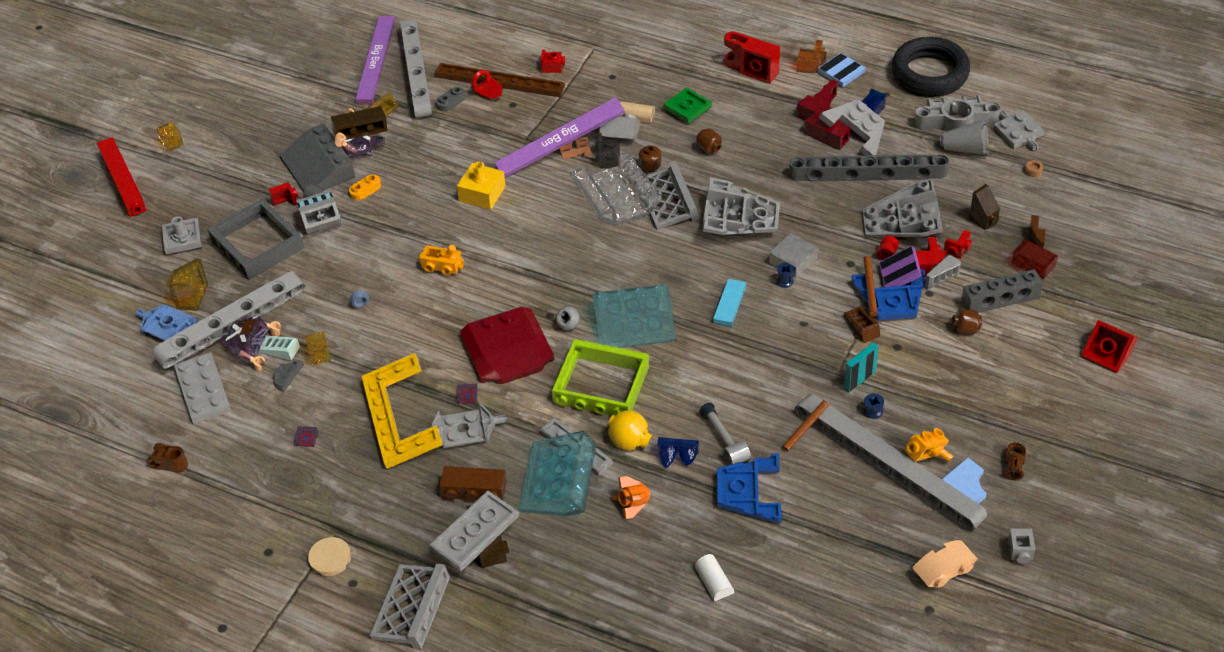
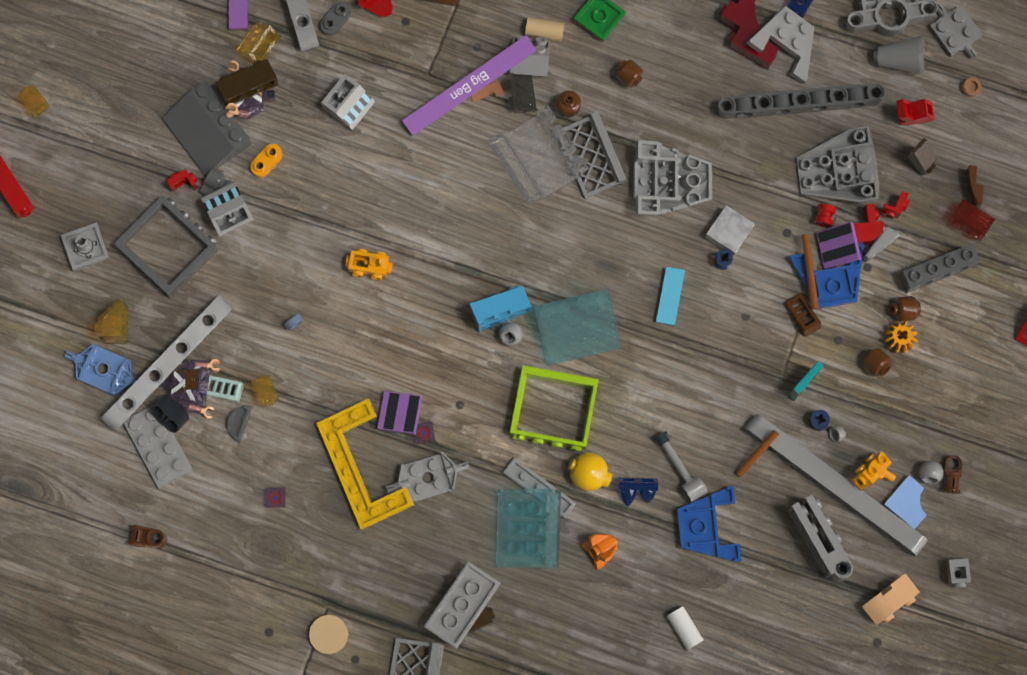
camera: 10 degrees left, 30 degrees up
(220, 357) = (169, 413): none -> black beam
(446, 374) = (399, 412): none -> tile
(447, 147) = (348, 102): none -> light grey slope
(471, 483) = (449, 545): reddish brown brick -> none
(481, 186) = (393, 156): yellow brick -> none
(507, 346) = (455, 371): dark red wedge -> none
(554, 294) = (500, 308): none -> dark azure wedge
(869, 501) = (837, 558): none -> light grey hinge
(892, 418) = (837, 430): none -> light grey hinge
(935, 361) = (876, 362): none -> reddish brown head
(961, 343) = (897, 330): none -> light orange gear
(974, 179) = (914, 112): none -> red brick
(991, 455) = (931, 472): none -> light grey piece

